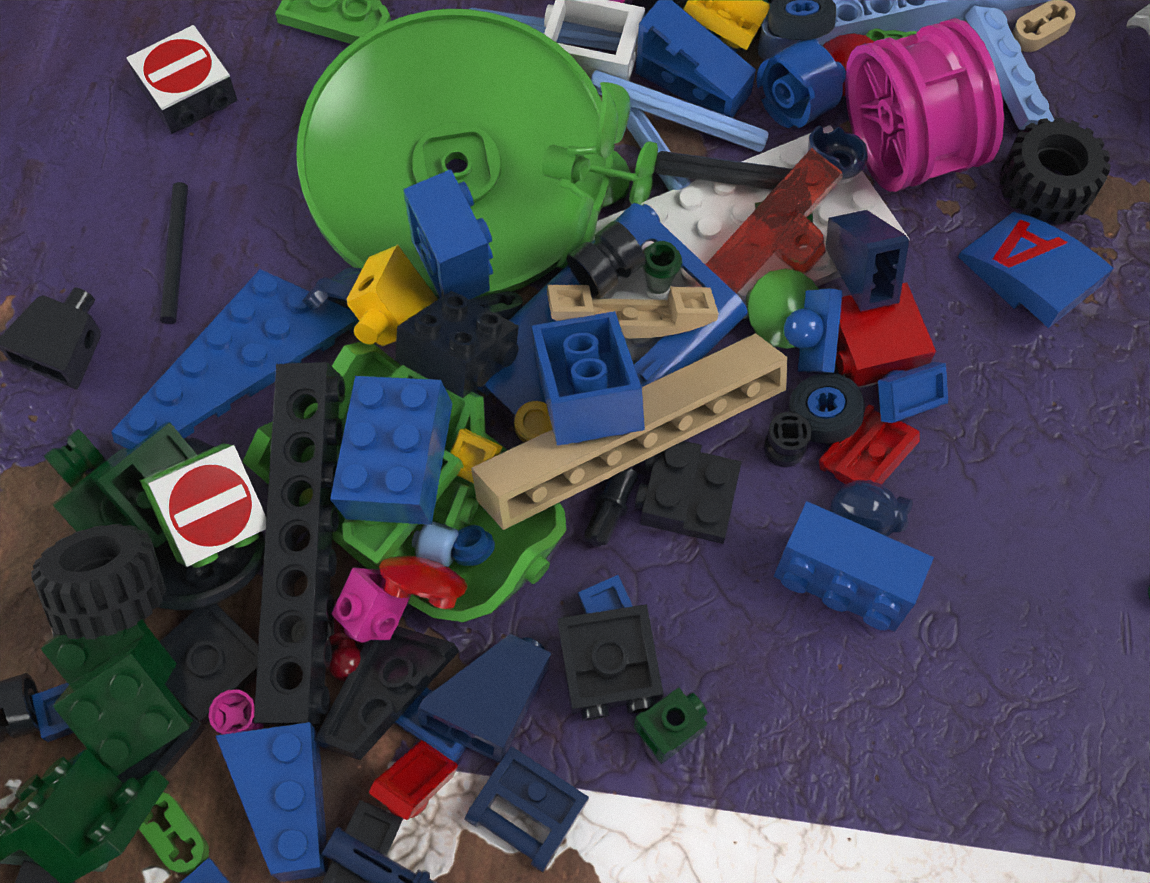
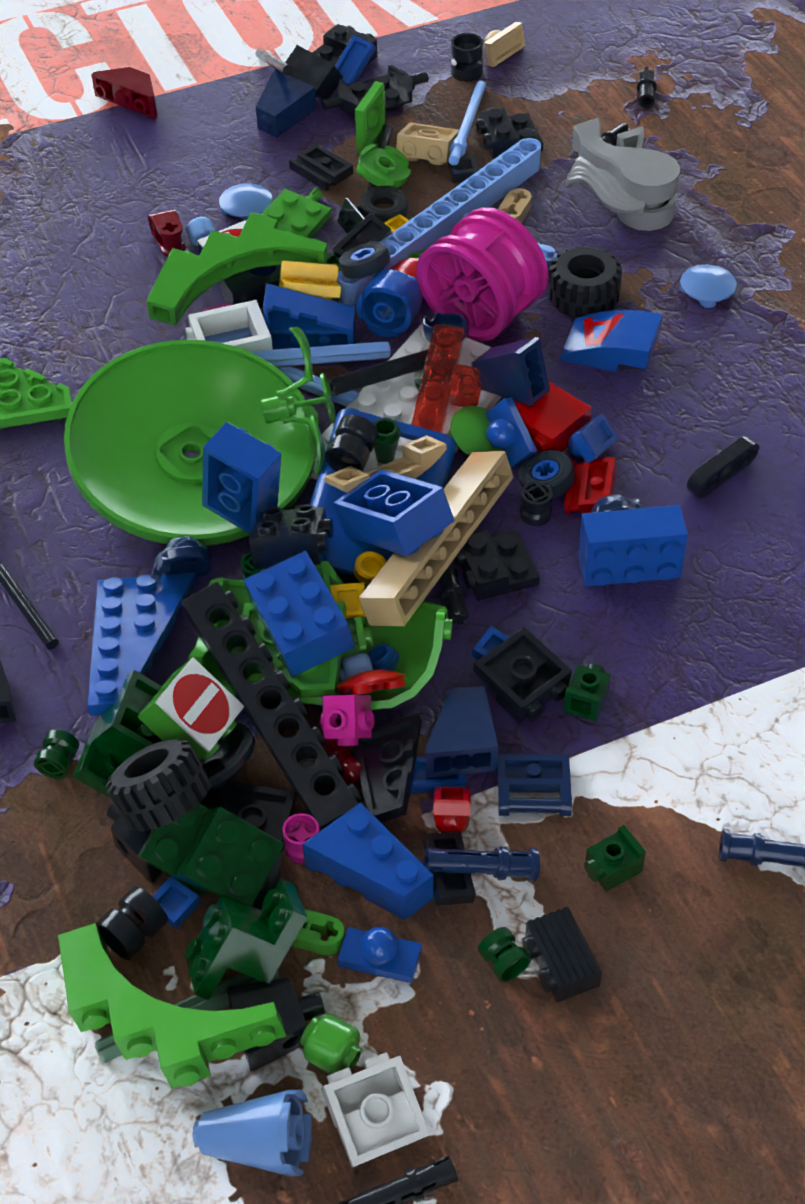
camera: 30 degrees left, 15 degrees down
(386, 296) = (222, 543): yellow torso -> none
(1048, 515) = (722, 466): none -> black beam

